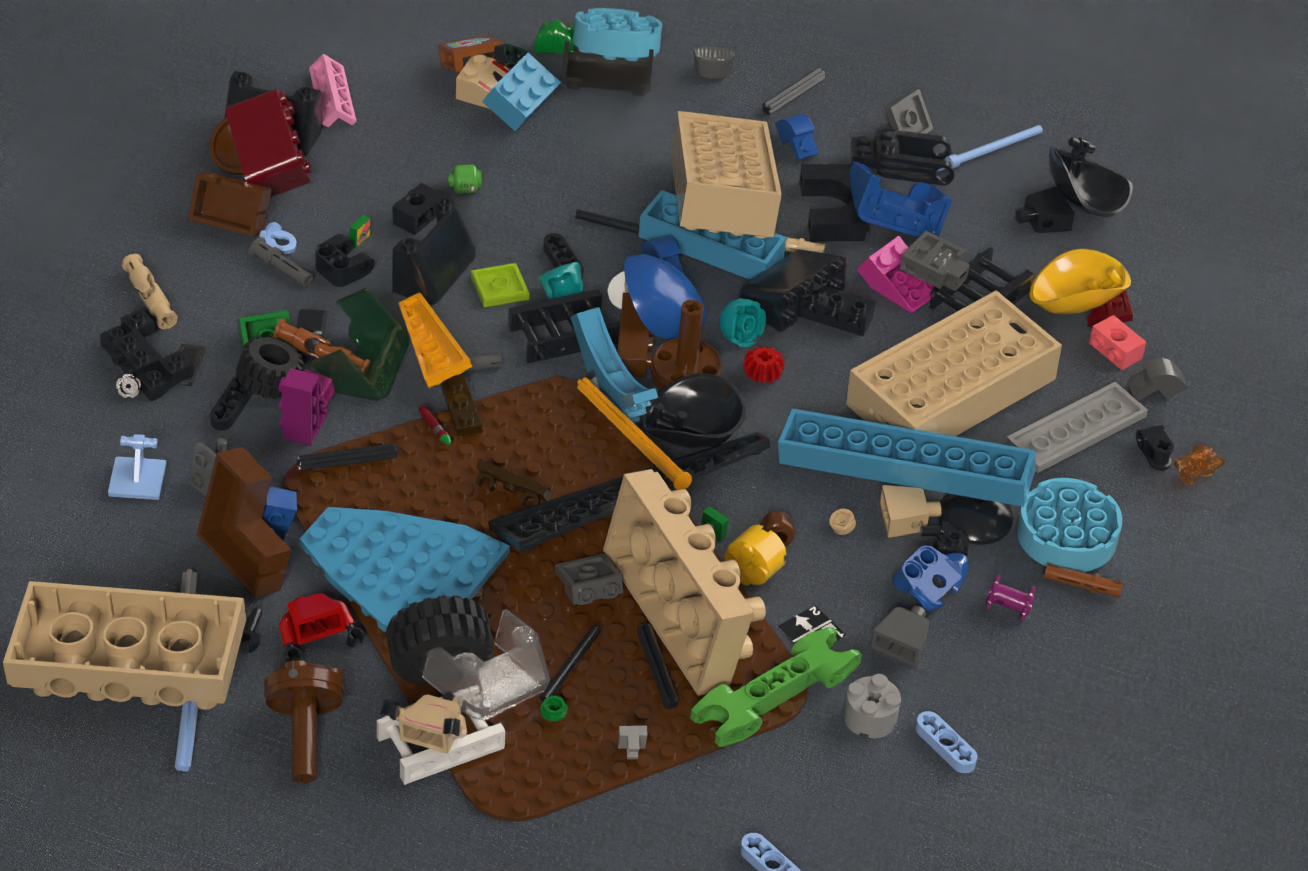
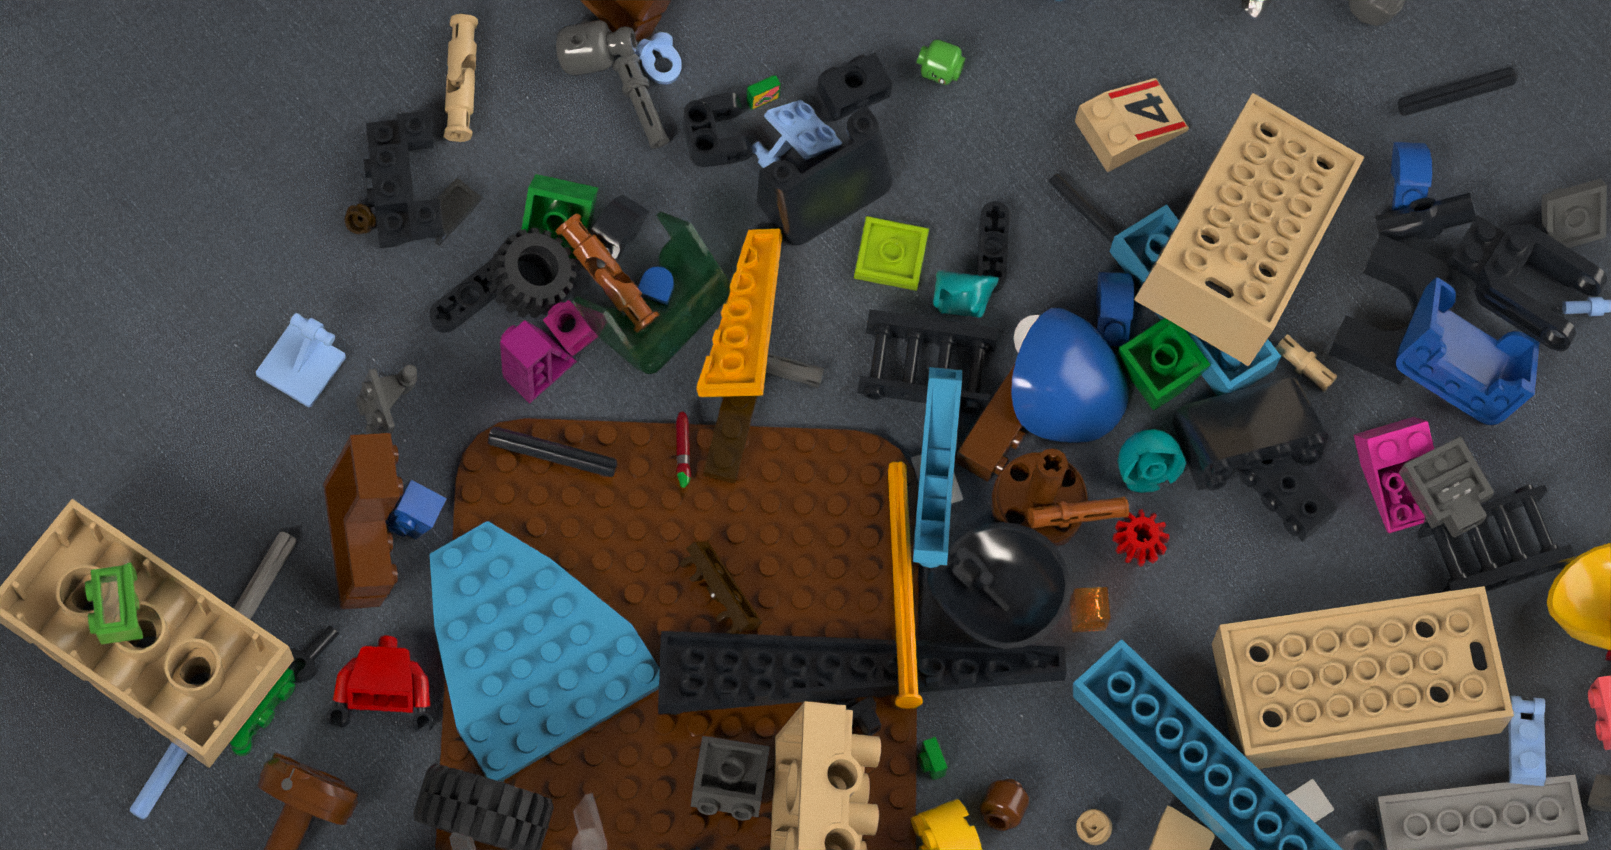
camera: 25 degrees right, 25 degrees up
(103, 618) = (114, 604): none -> bright green window
(230, 241) = (592, 46): none -> dark grey piece
(239, 674) = (263, 714): none -> green plate
(359, 348) = (657, 285): none -> blue tile
(395, 236) = (799, 130): none -> light blue plate
(603, 171) = (1129, 122): none -> tan slope
(709, 360) = (1068, 513): none -> dark orange pin
(714, 270) = (1162, 362): none -> green slope
(760, 410) = (1089, 609): none -> clear orange brick
(823, 147) = (1426, 217): none -> black piece
(1076, 378) = (1527, 742): none -> light blue plate

